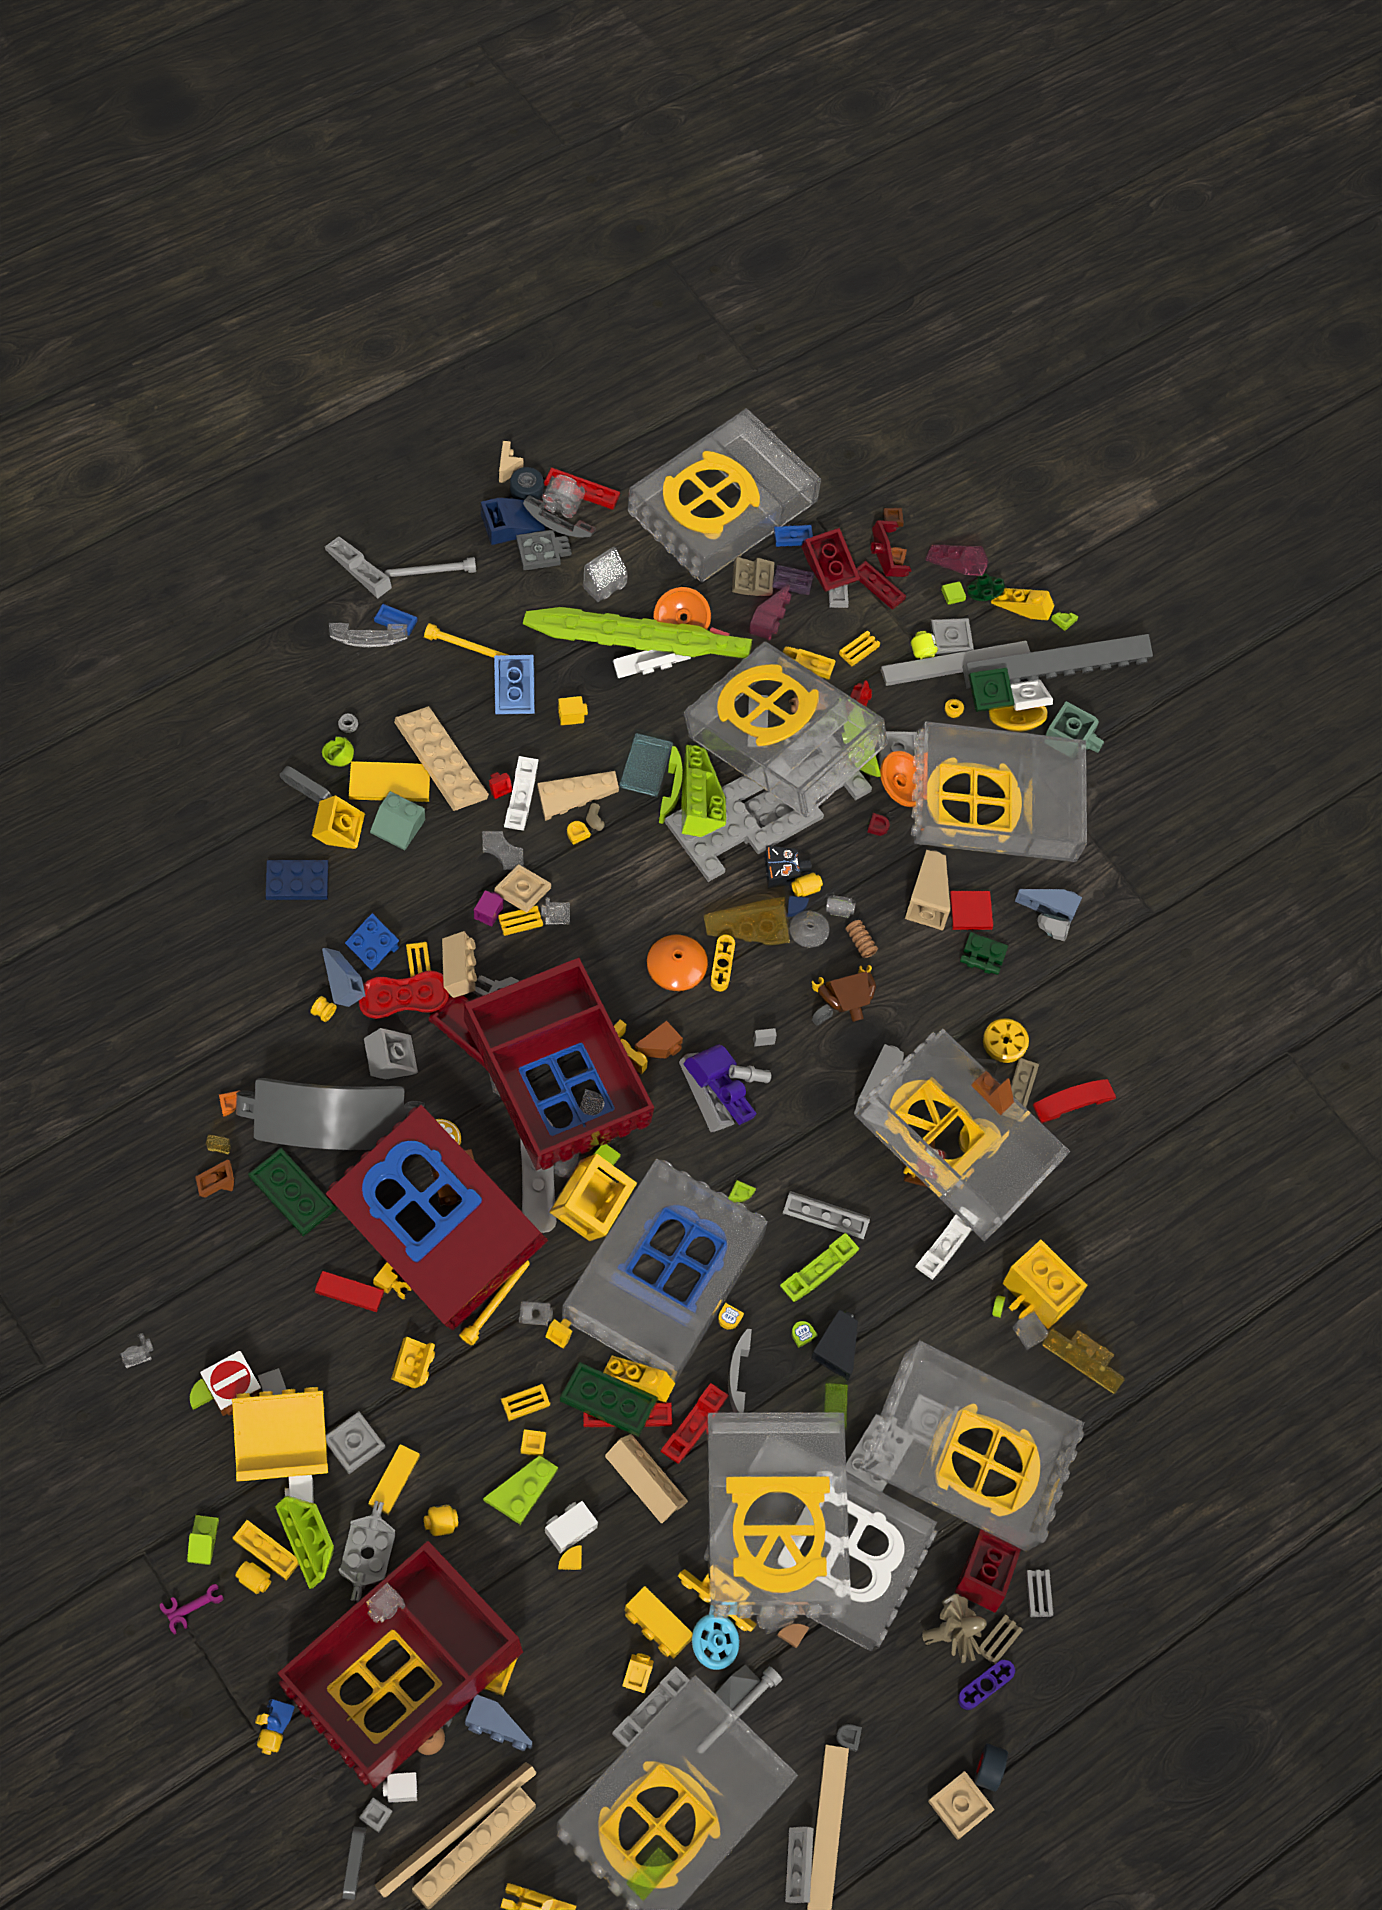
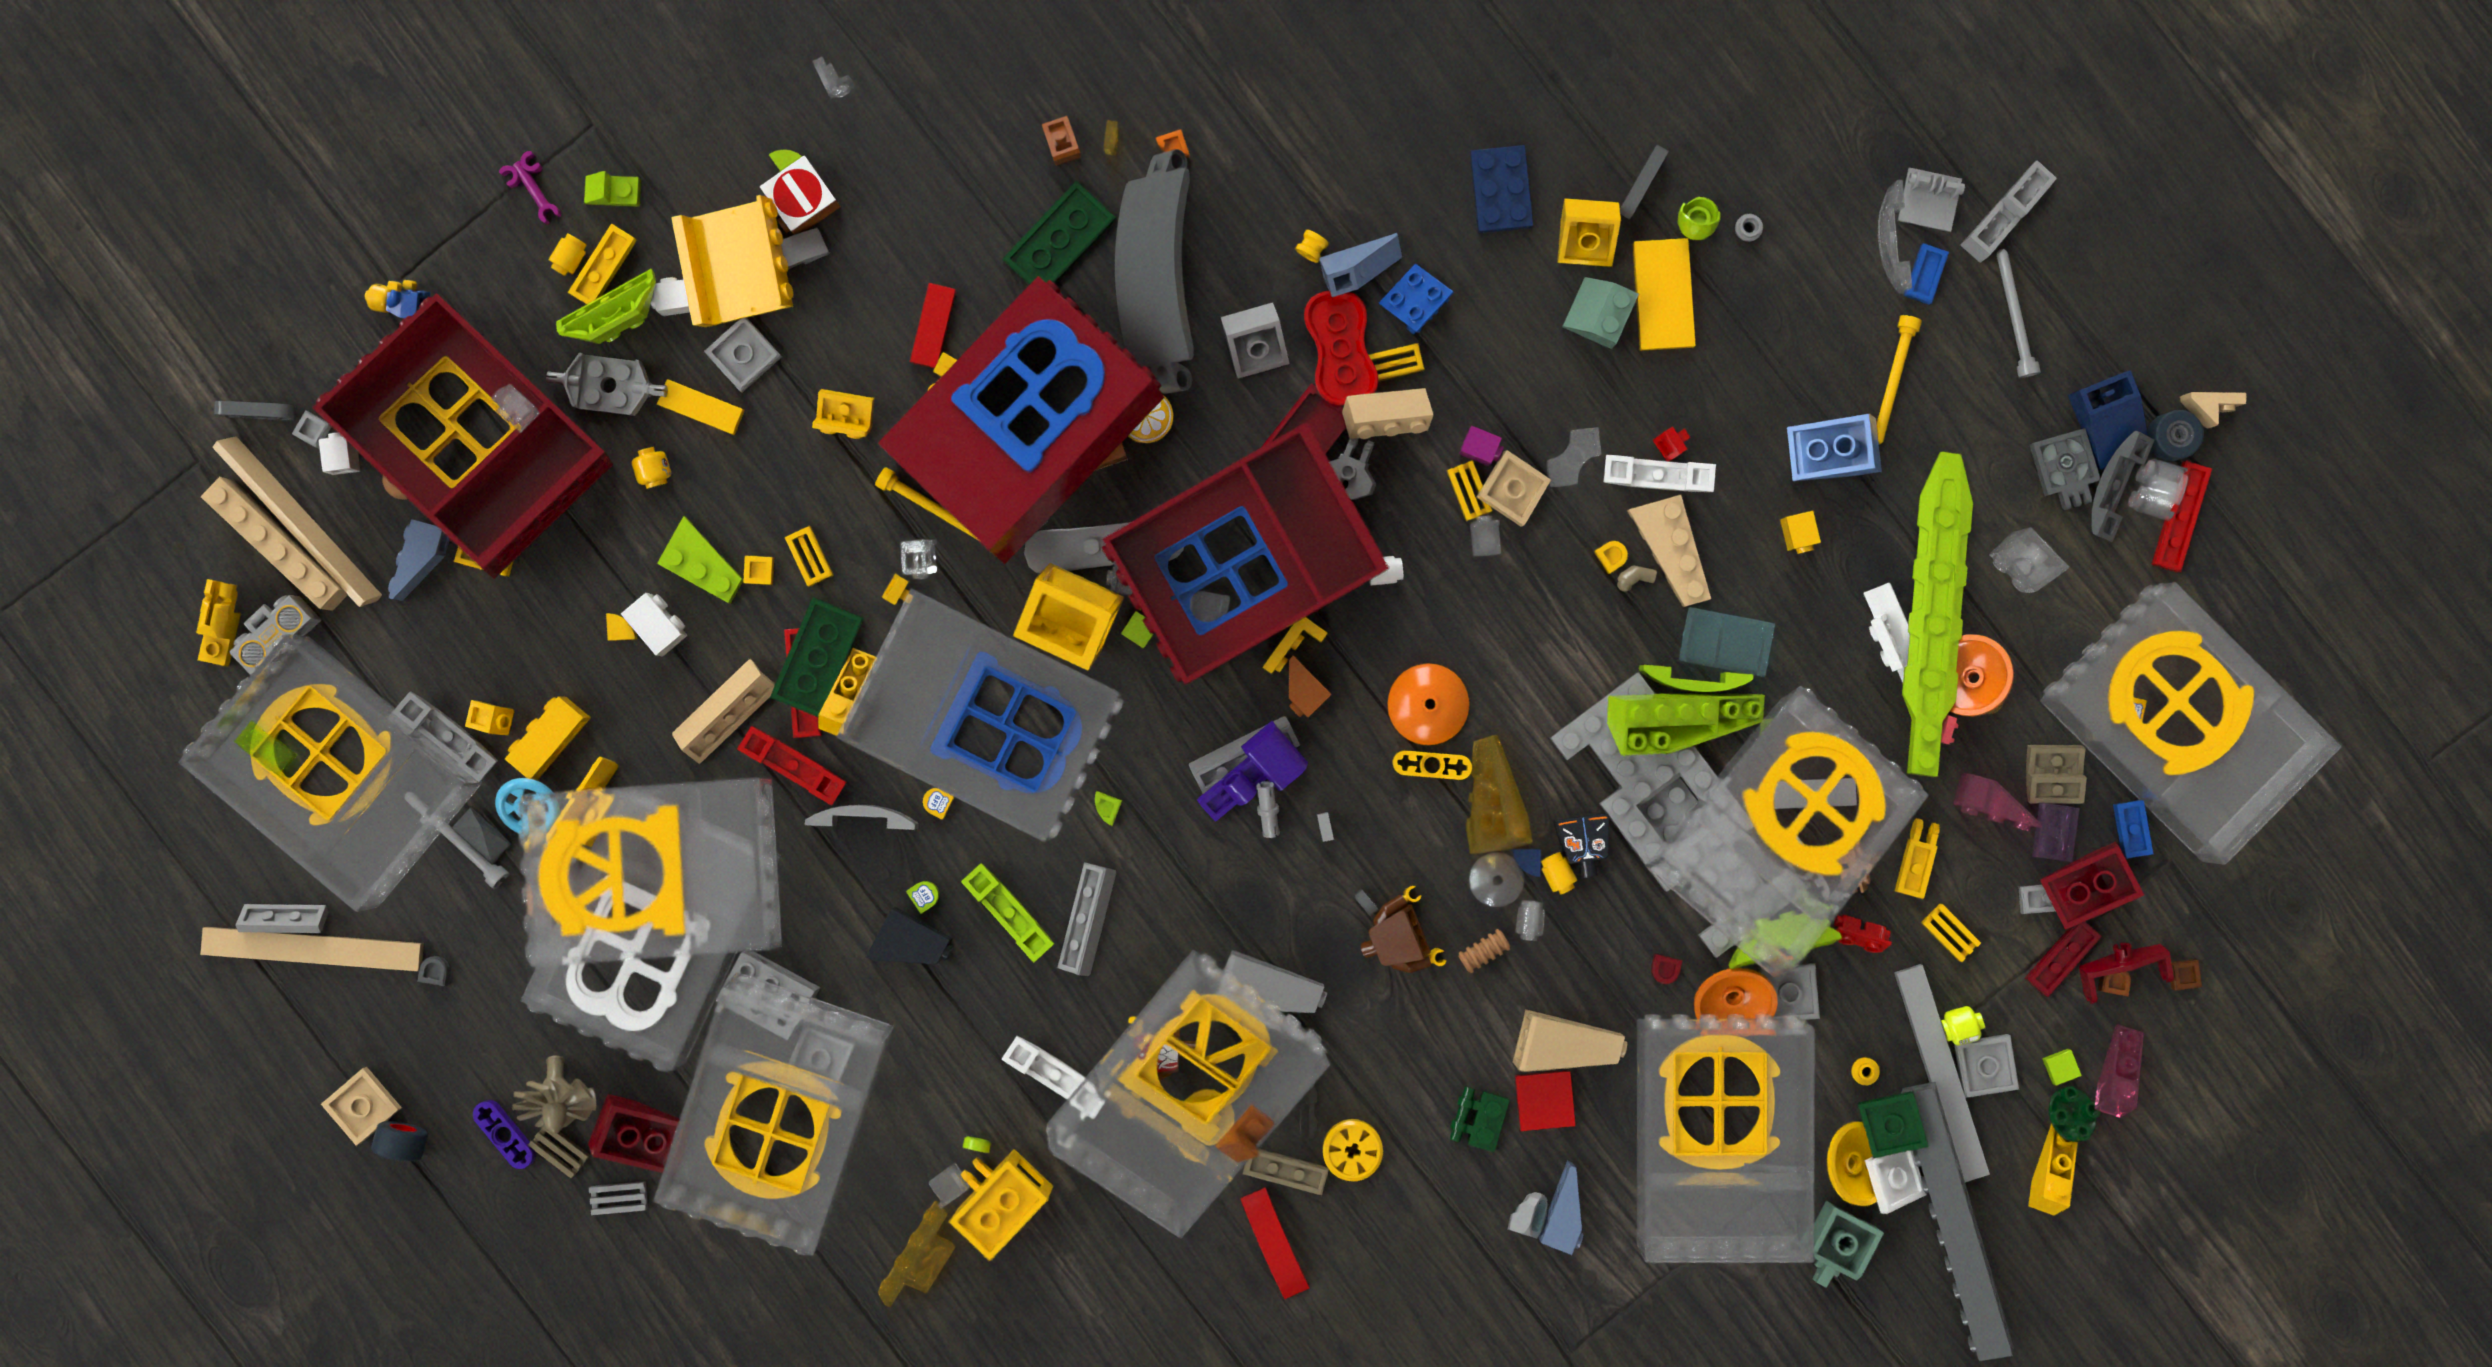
camera: 95 degrees right, 25 degrees up
(343, 609) = (1930, 199): none -> light grey hinge
(441, 758) = (1705, 359): tan plate -> none
(561, 1863) = (288, 617): none -> light grey piece
(836, 1399) = (833, 940): clear neon green tile -> none
(1064, 620) = (2033, 1230): lime tile -> none

